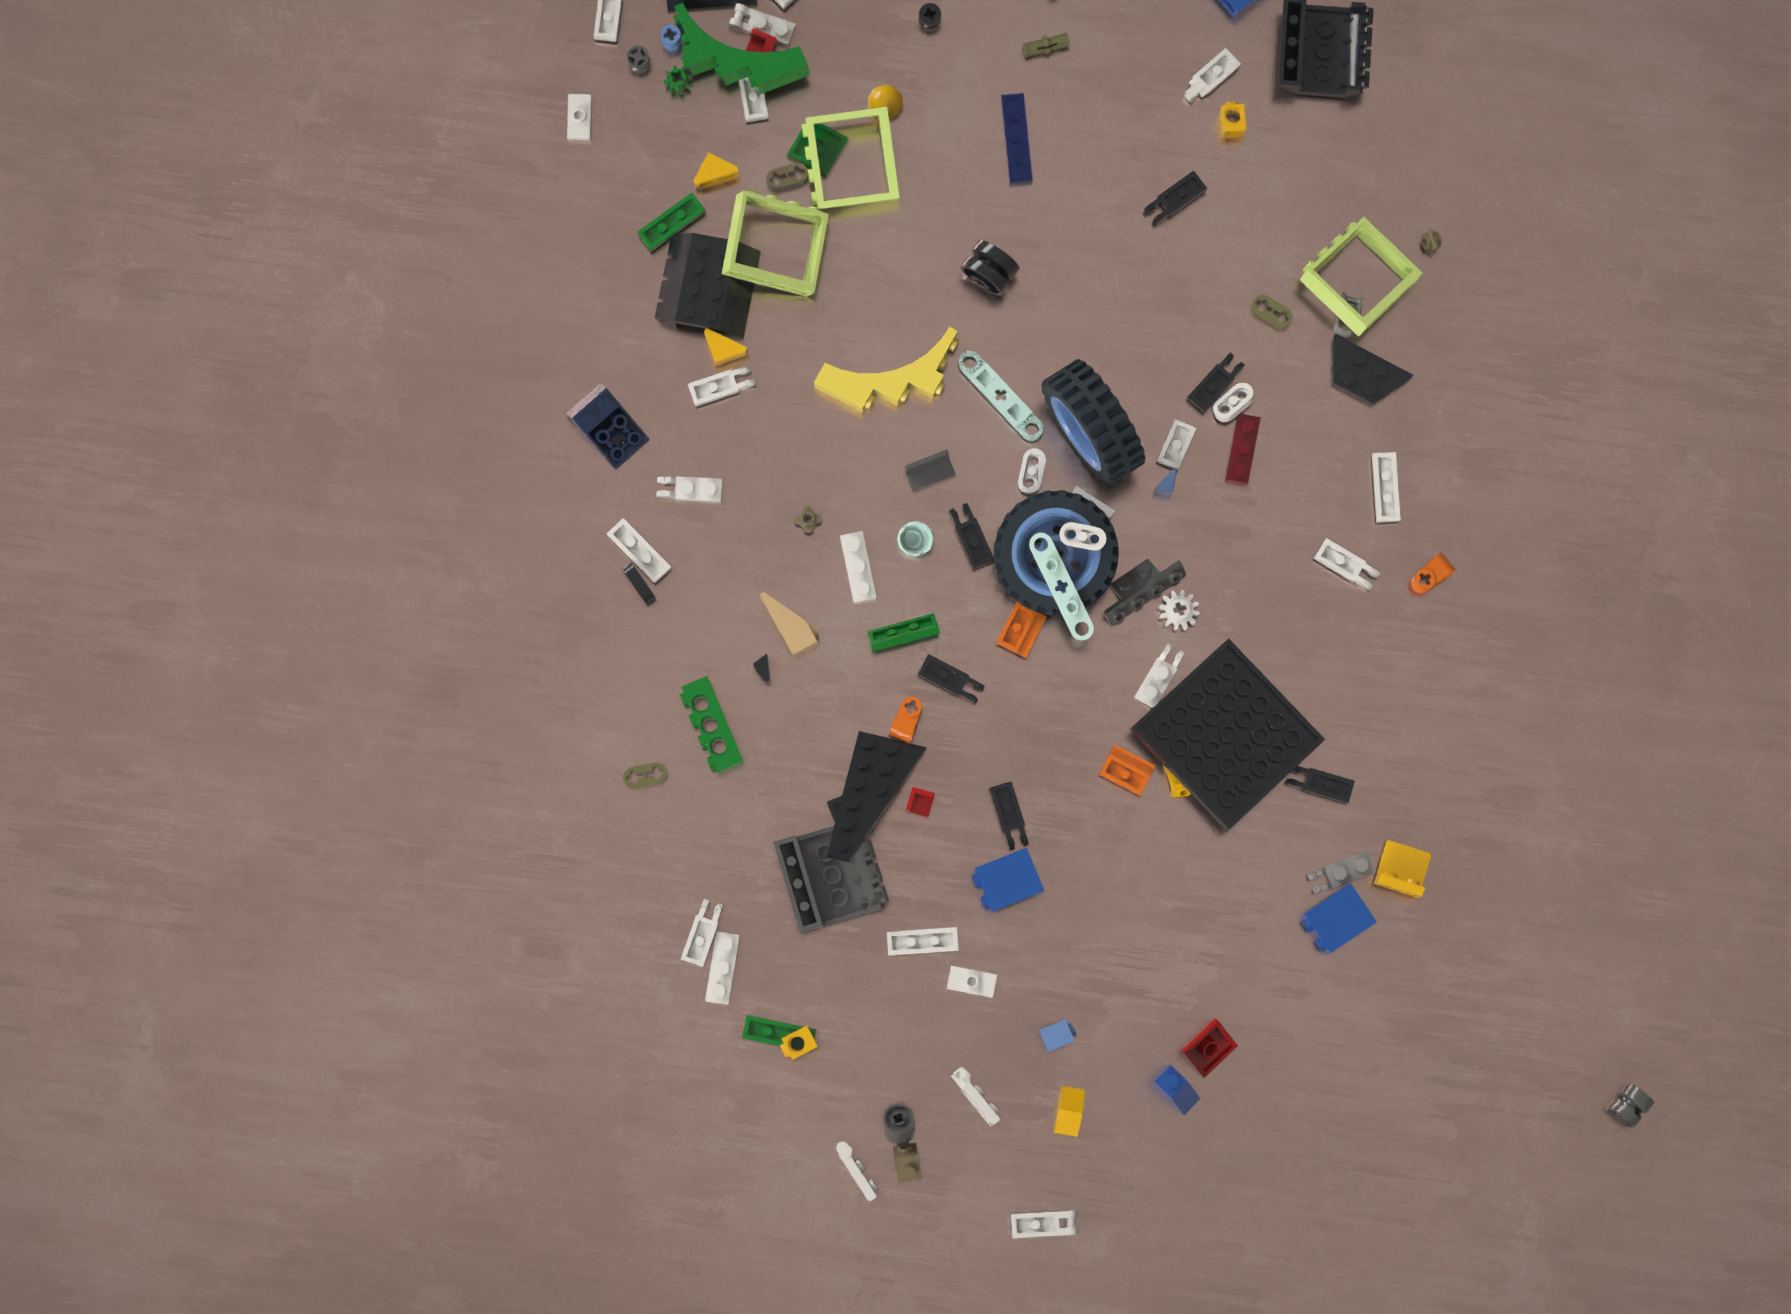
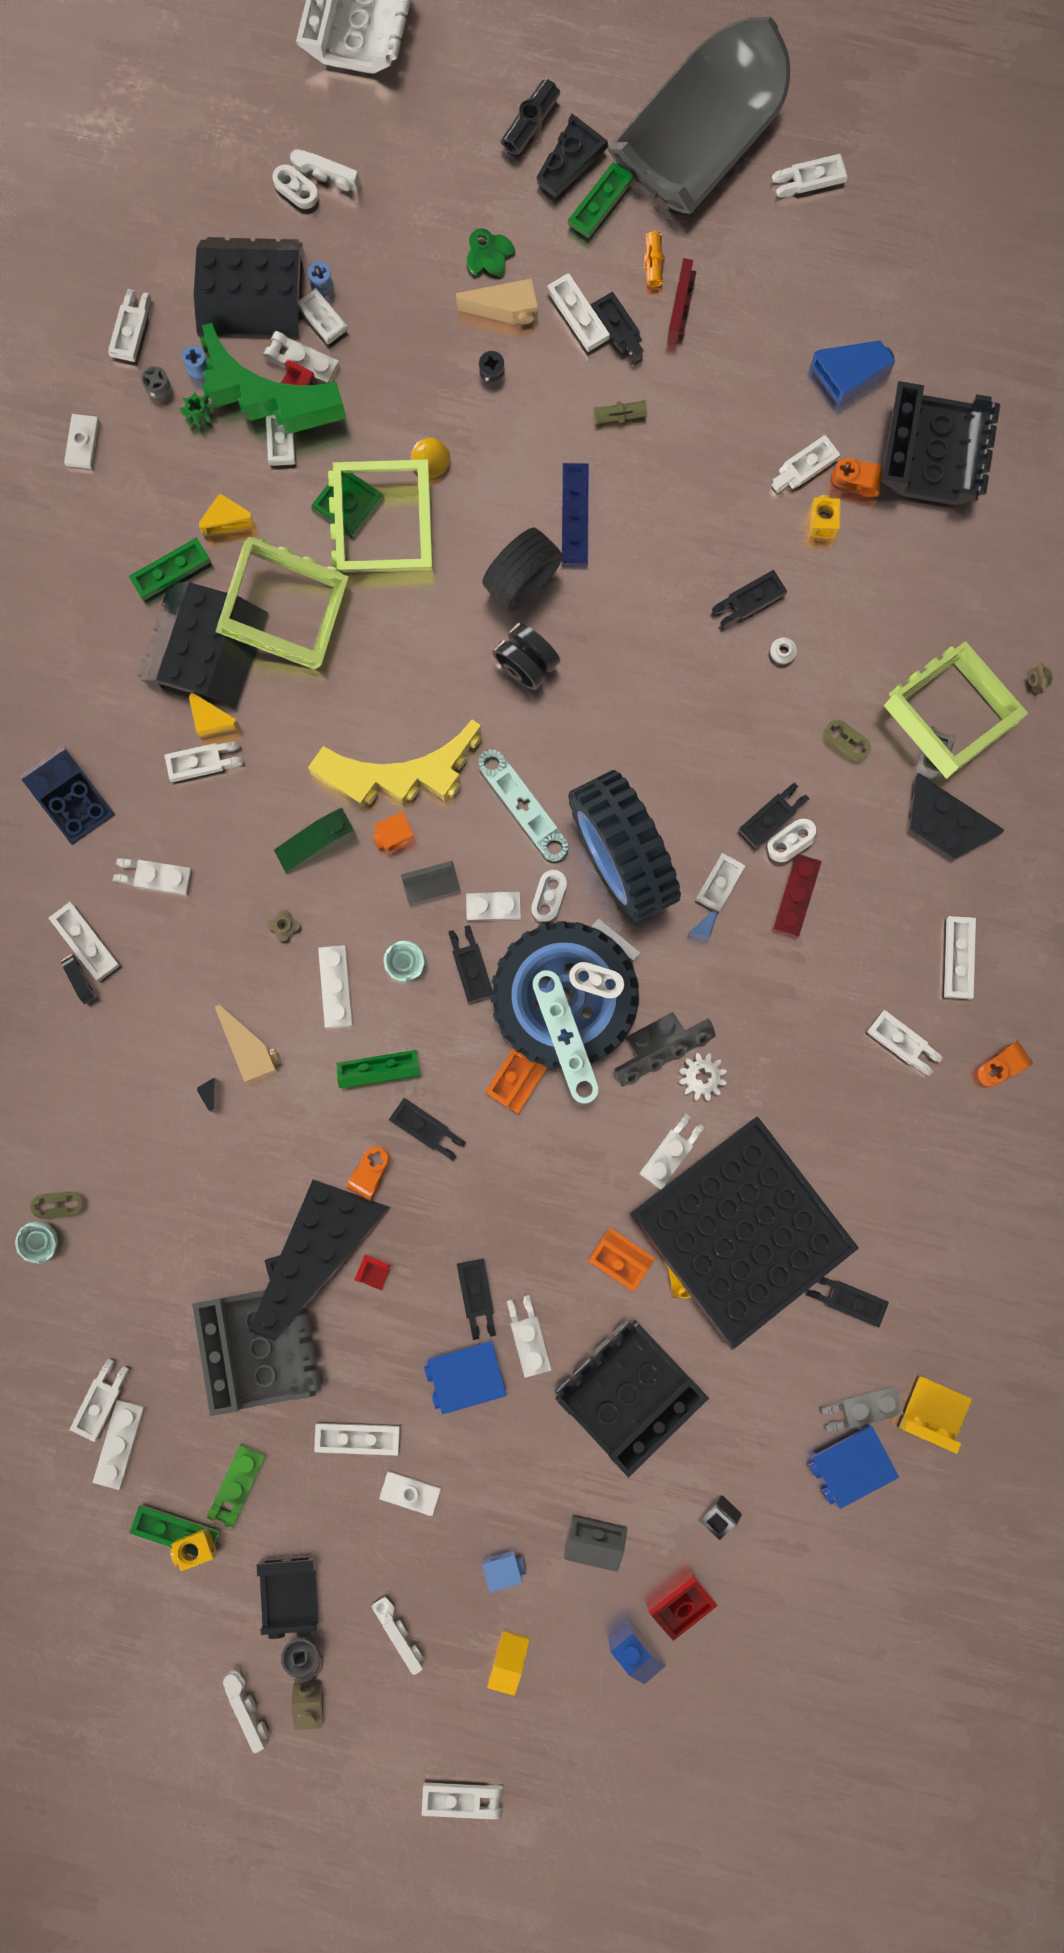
camera: 10 degrees right, 0 degrees up
(632, 807) = (36, 1242): none -> light aqua hair
(703, 690) = (161, 1192): green brick -> none
(788, 182) = (307, 529): dark tan beam -> none
(825, 991) = (236, 1485): none -> bright green plate
(826, 444) = (315, 840): none -> dark green slope
(881, 1075) = (289, 1596): none -> black panel
(892, 431) = (393, 833): none -> orange brick
(978, 193) = (522, 569): none -> black tyre
(985, 485) = (493, 906): none -> white plate
(1056, 845) = (529, 1340): none -> white hinge
(1131, 1006) = (595, 1544): none -> dark grey panel
(1146, 880) = (630, 1396): none -> black slope
(1206, 245) = (779, 657): none -> white plate
(1232, 974) = (721, 1517): none -> black slope
(1260, 82) = (860, 477): none -> orange piece

